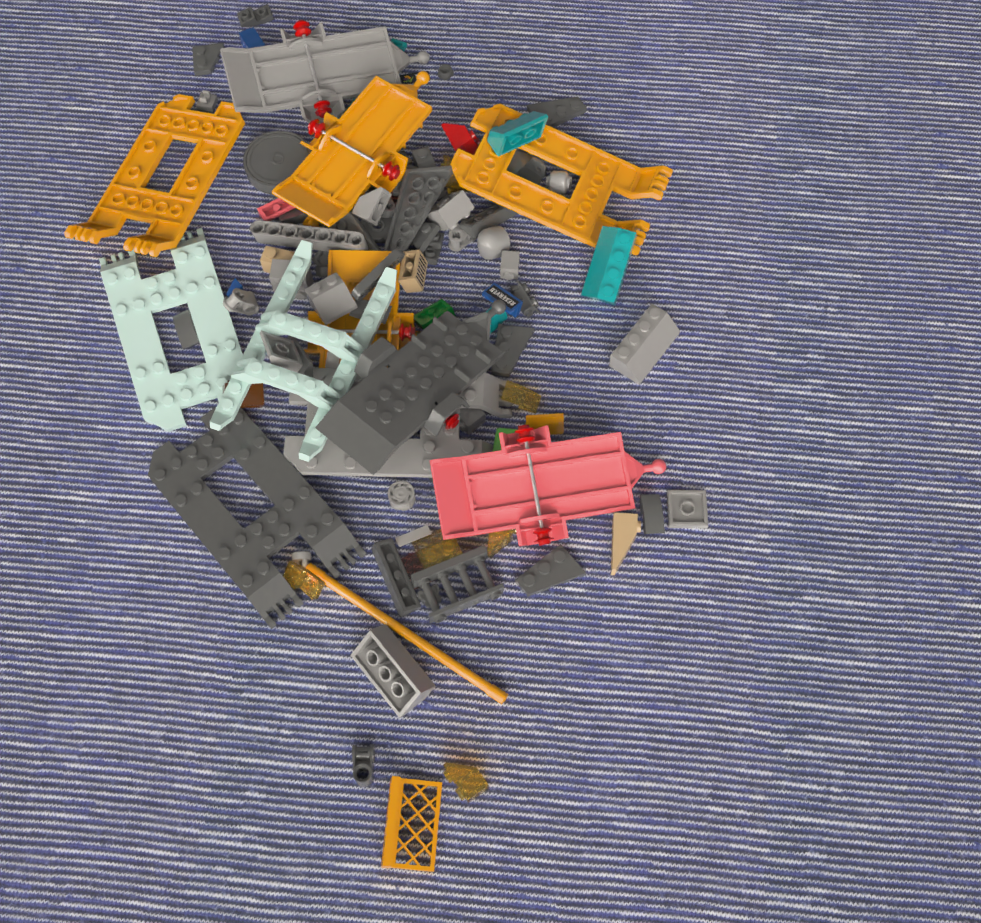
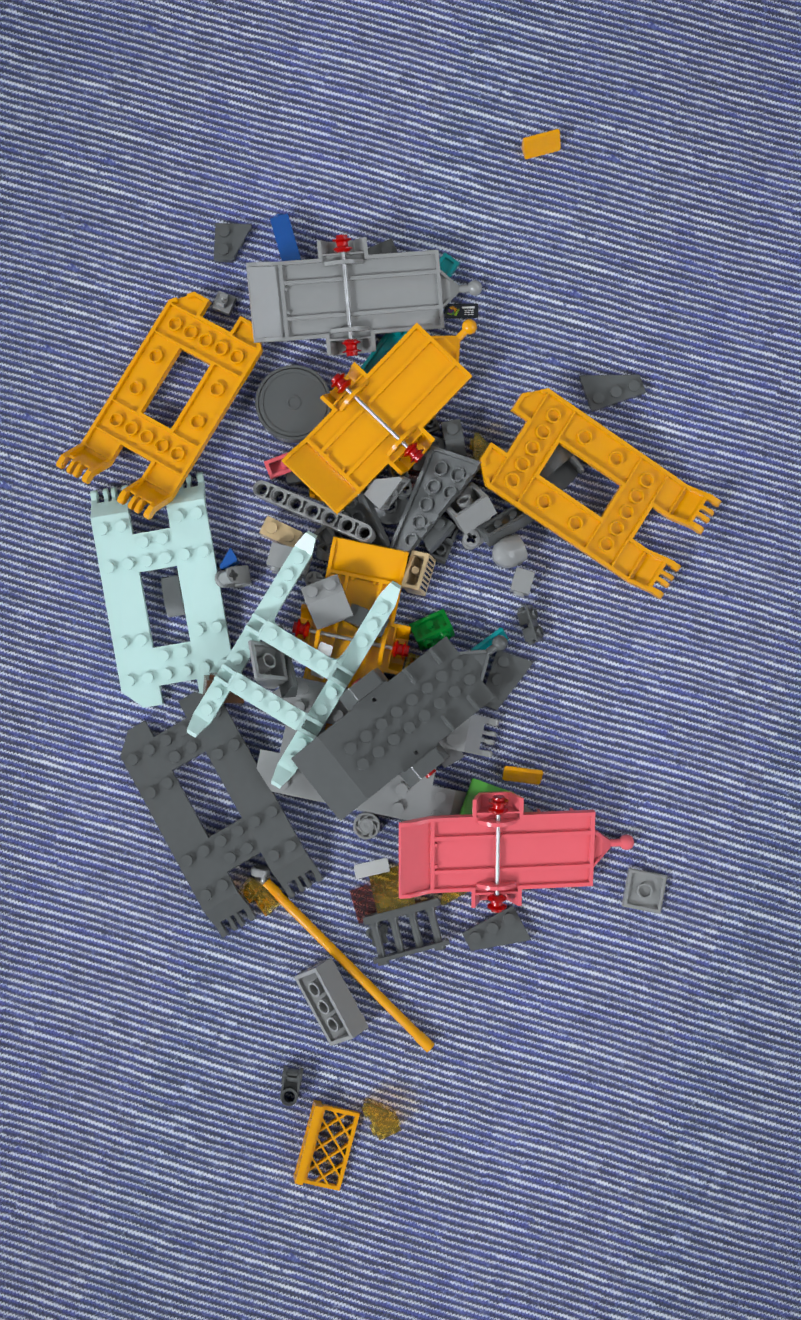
camera: 20 degrees right, 20 degrees up
(257, 17) = (291, 191): dark grey slope -> none
(373, 277) = (380, 582): dark grey beam -> none
(395, 577) = (348, 908): dark grey slope -> none
(445, 72) = (496, 308): dark grey plate -> none
(461, 137) = (499, 422): red slope -> none
(496, 292) = (505, 625): panel -> none
(517, 132) = (559, 432): teal slope -> none
(522, 396) = (504, 741): clear yellow slope -> none
(559, 181) = (595, 487): light grey head -> none
(609, 264) = (626, 608): teal slope -> none
(624, 532) = (576, 908): tan slope -> none
(644, 344) = (643, 703): light grey slope -> none
(652, 514) = (608, 892): dark grey slope -> none

